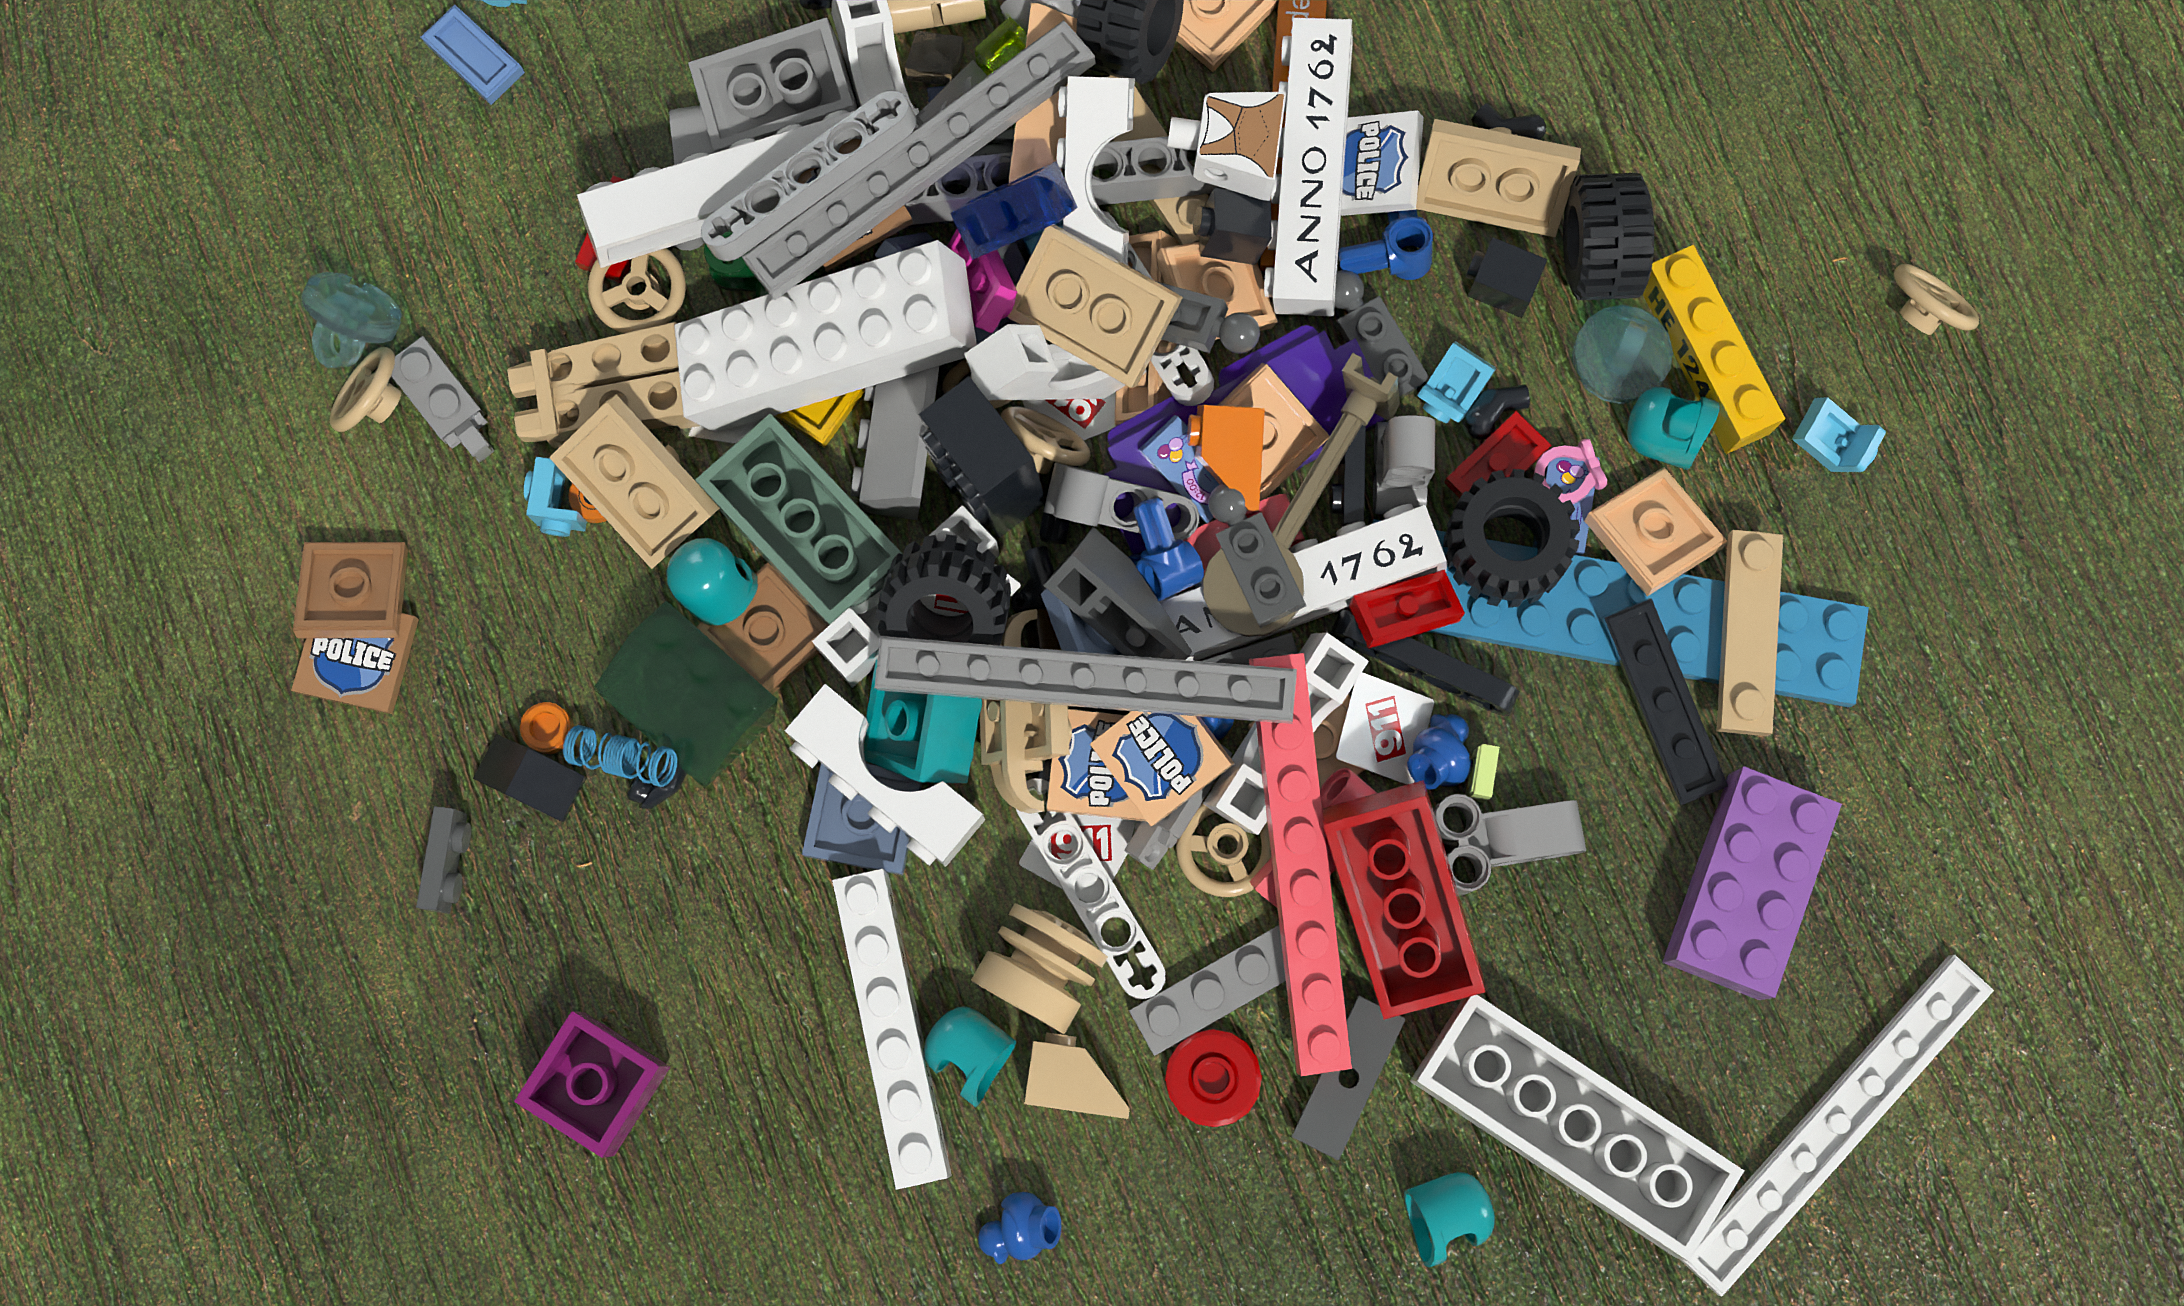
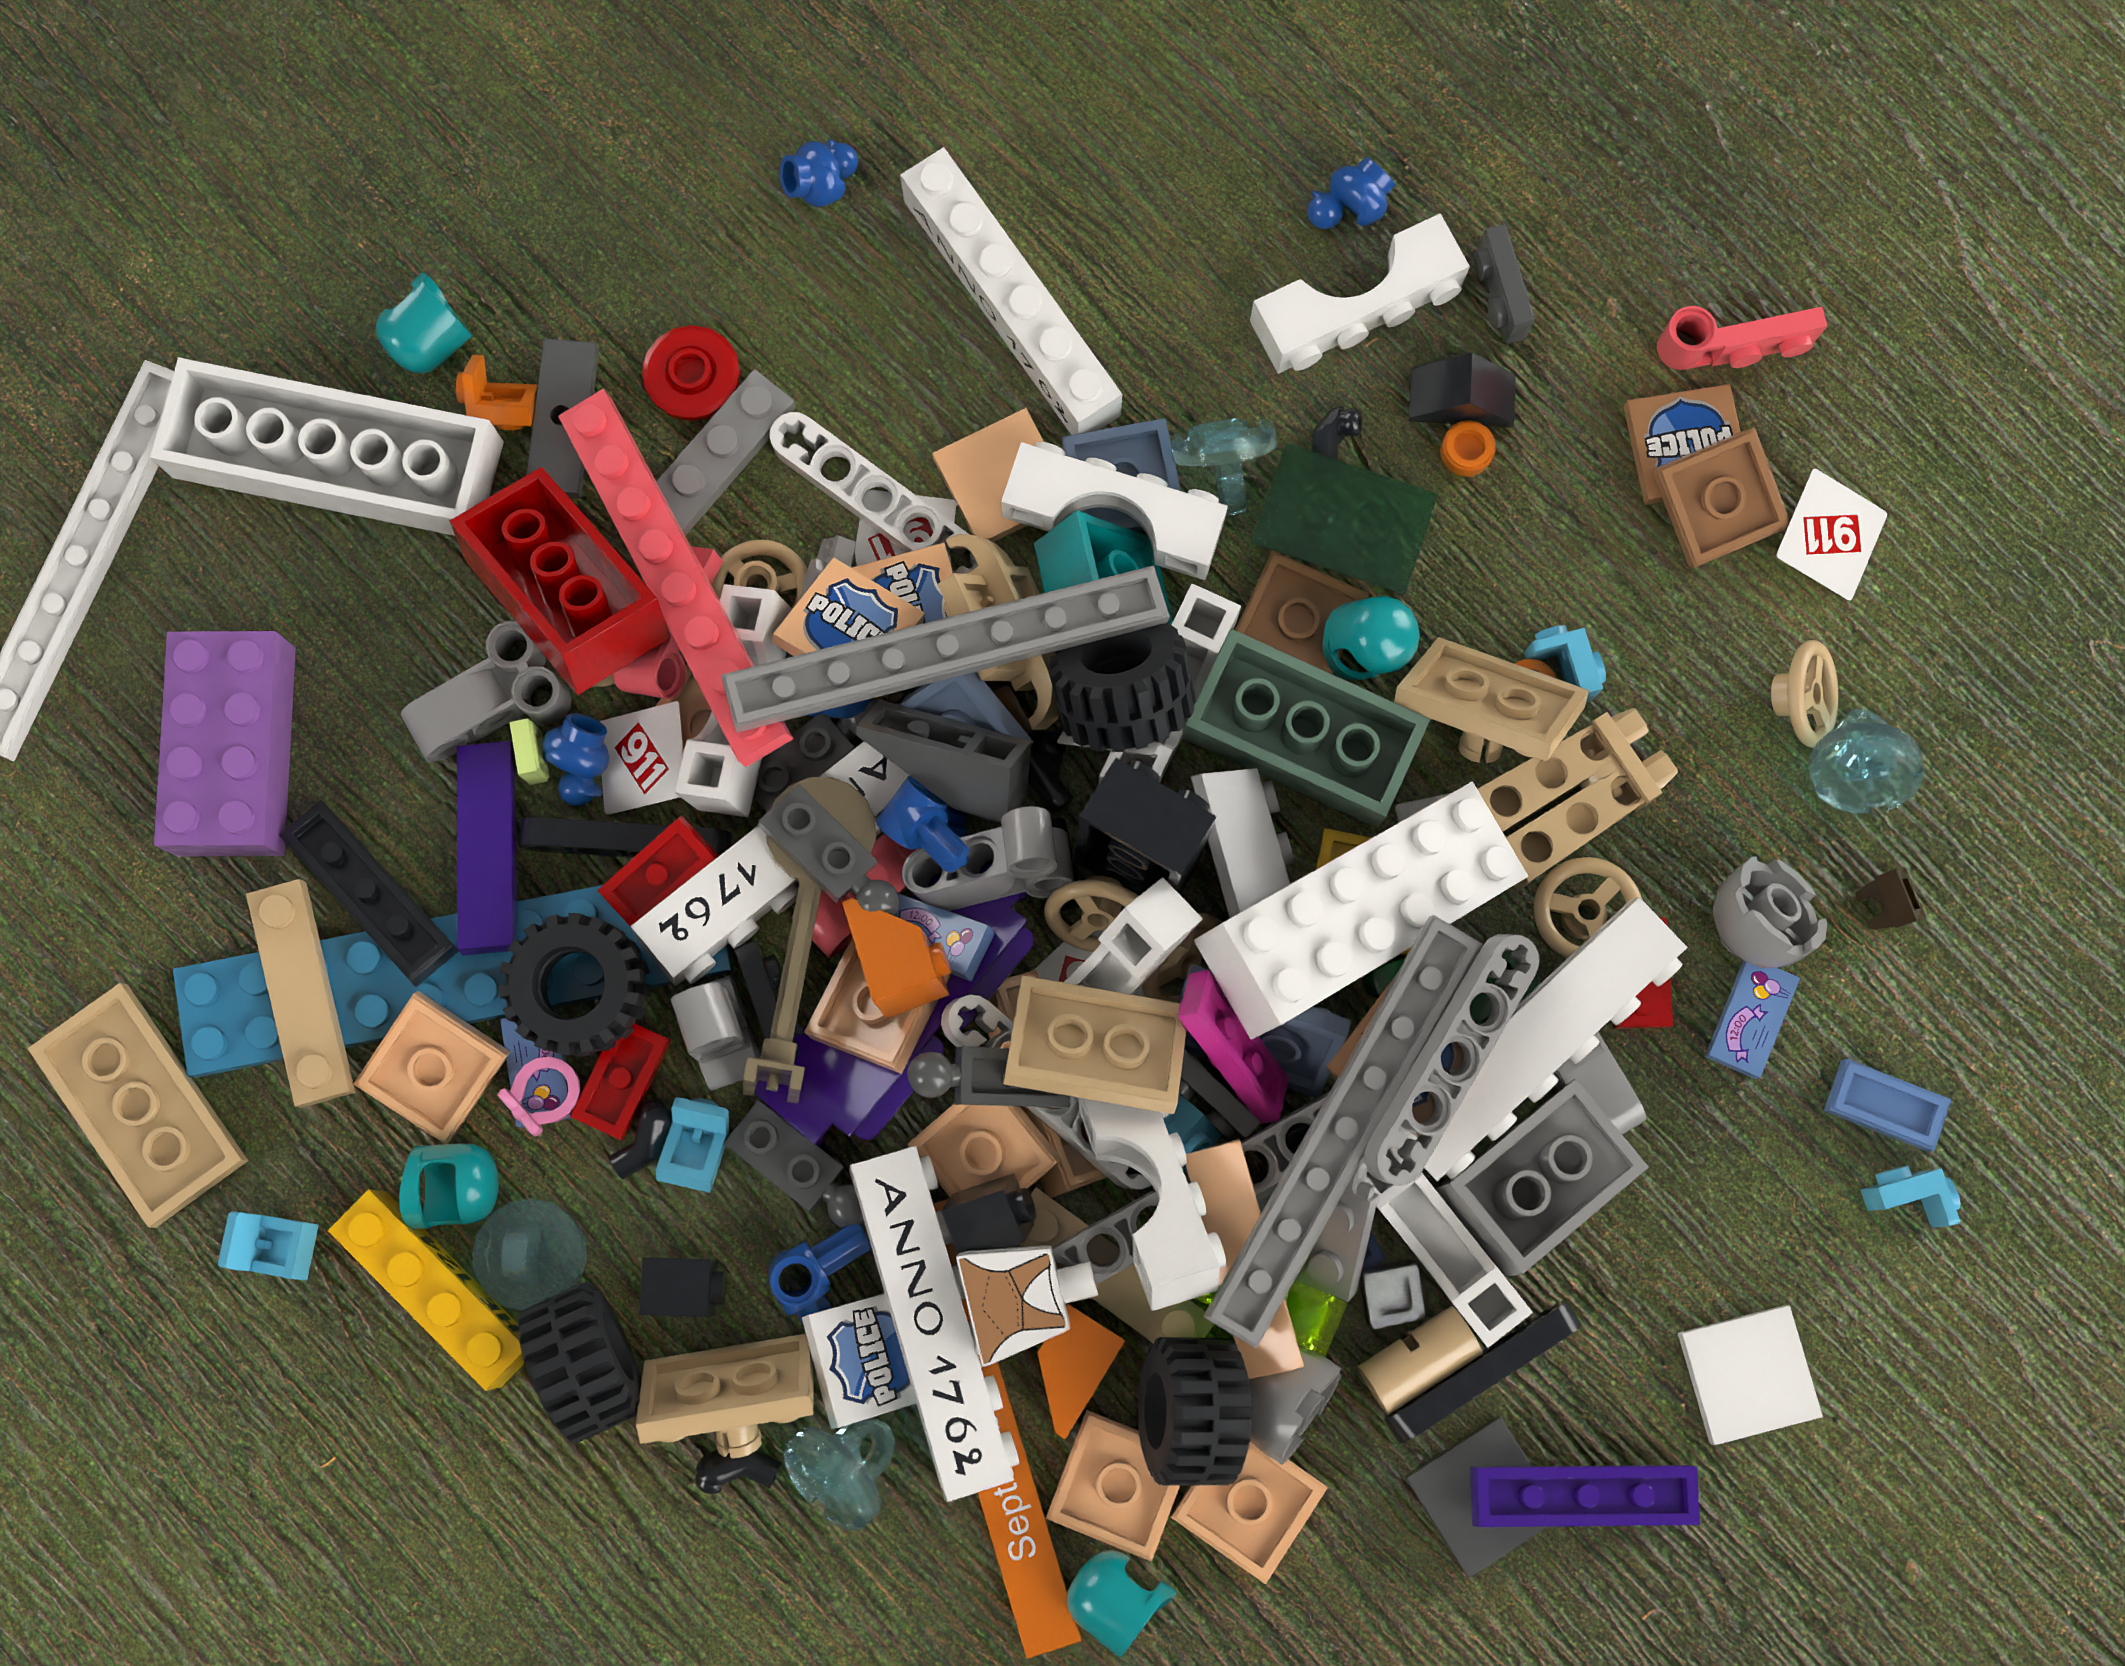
camera: 155 degrees right, 0 degrees up
(265, 720) = (1738, 343): none -> coral plate
(273, 525) = (1831, 534): none -> white sticker
(379, 203) = (1898, 899): none -> dark brown tile
(441, 398) = (1731, 725): light grey hinge -> none
(492, 222) = (1767, 914): none -> light grey cylinder
(512, 906) = (1303, 323): none -> white arch
(530, 1003) = (1357, 188): none -> blue animal
(545, 160) = (1752, 1019): none -> medium blue tile
(592, 1084) = (1266, 138): magenta brick -> none
(620, 755) = (1381, 438): dark azure piece -> none
(762, 798) = (1224, 447): none -> clear light blue tile
(972, 1045) = (931, 302): teal helmet -> none
(981, 875) = (979, 471): none -> light nougat tile
(1014, 210) = (1217, 1103): clear blue brick -> none
(1040, 967) = (890, 391): tan wheel -> none
(1070, 1079) = (820, 314): tan slope -> none
(1218, 75) = (1075, 1366): none -> orange slope
(1402, 1116) = (504, 404): none -> orange bracket
(1425, 84) = (835, 1474): none -> clear light blue tile
(1548, 701) = (486, 848): none -> dark purple tile
(1918, 599) = (137, 1105): none -> tan plate
(1932, 301) = (212, 1433): tan piece -> none

